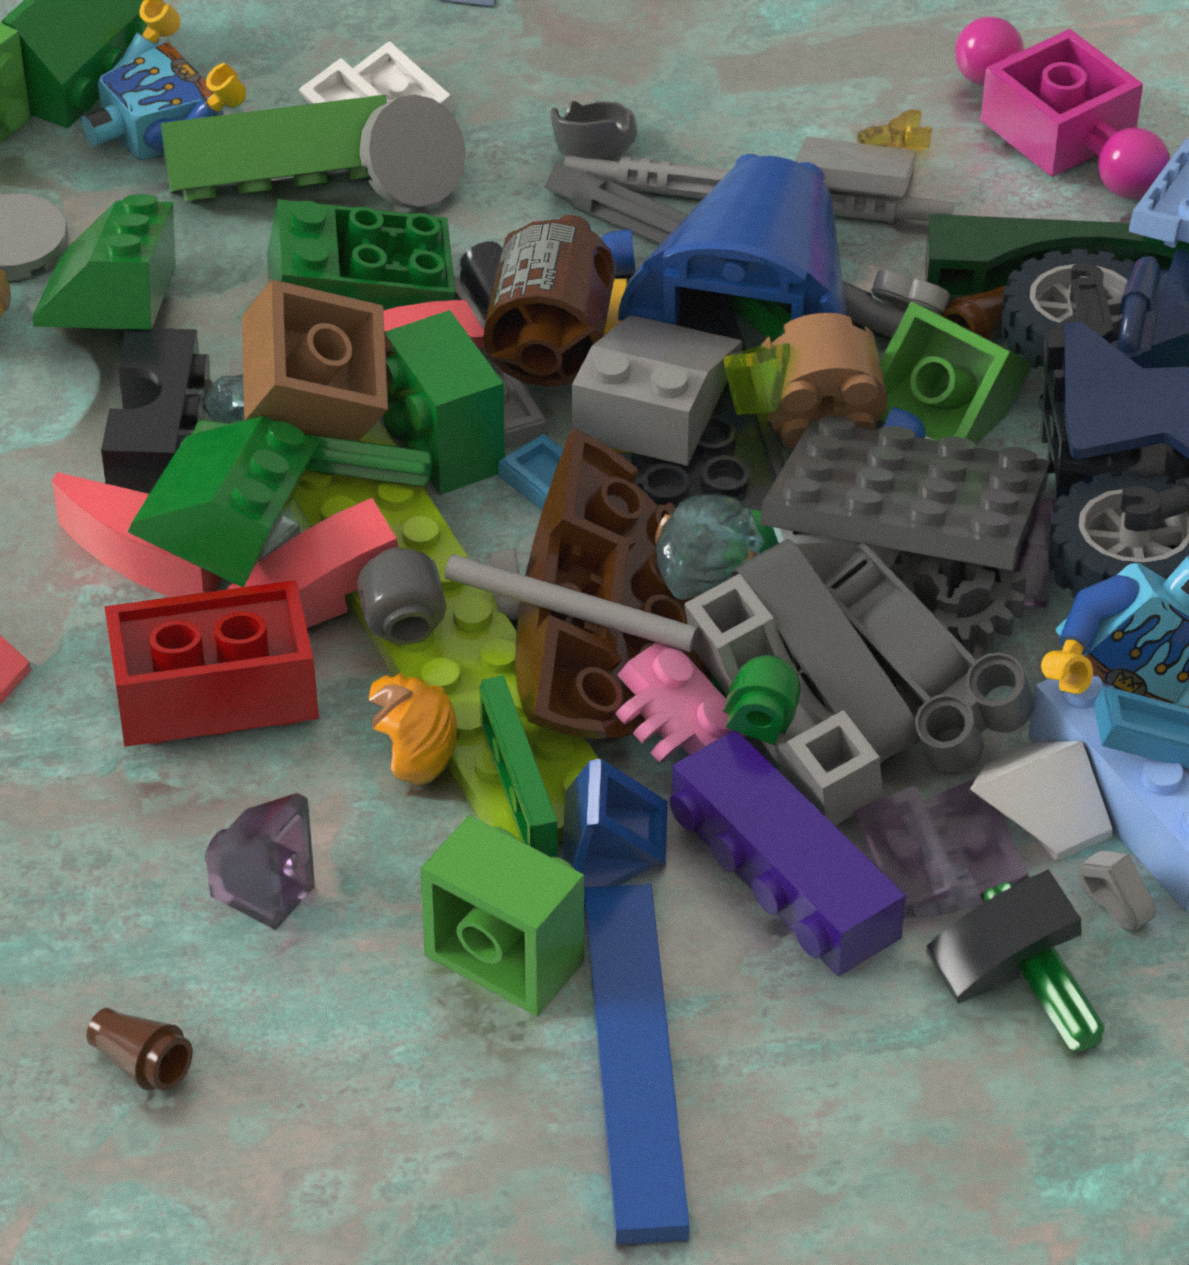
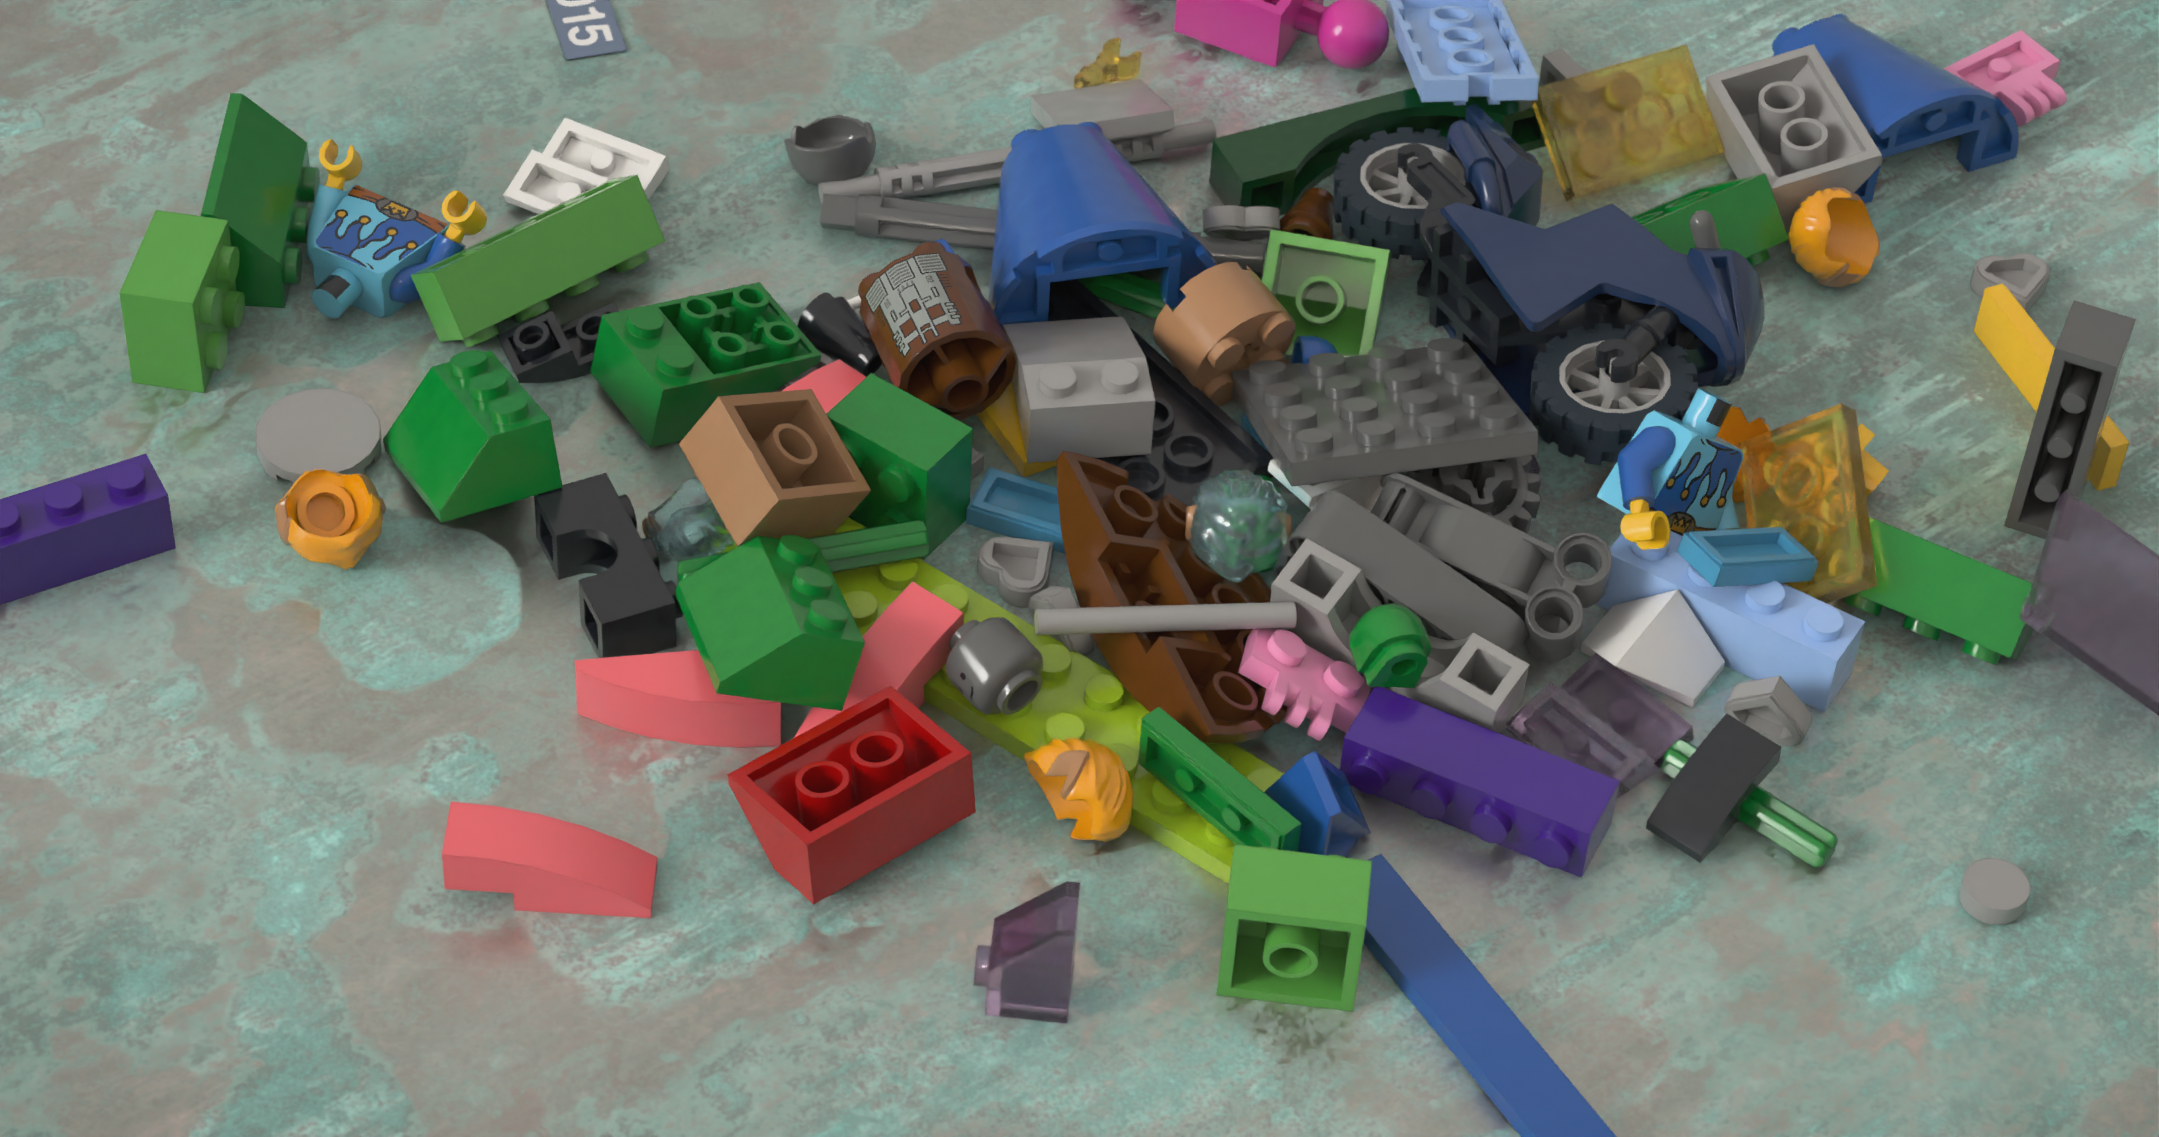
camera: 30 degrees left, 0 degrees up
(239, 221) = (550, 351): none -> black slope
(413, 151) = (681, 225): light grey tile -> none
(507, 524) = (1015, 567): none -> light grey tile
(757, 377) = (1178, 347): clear neon green slope -> none

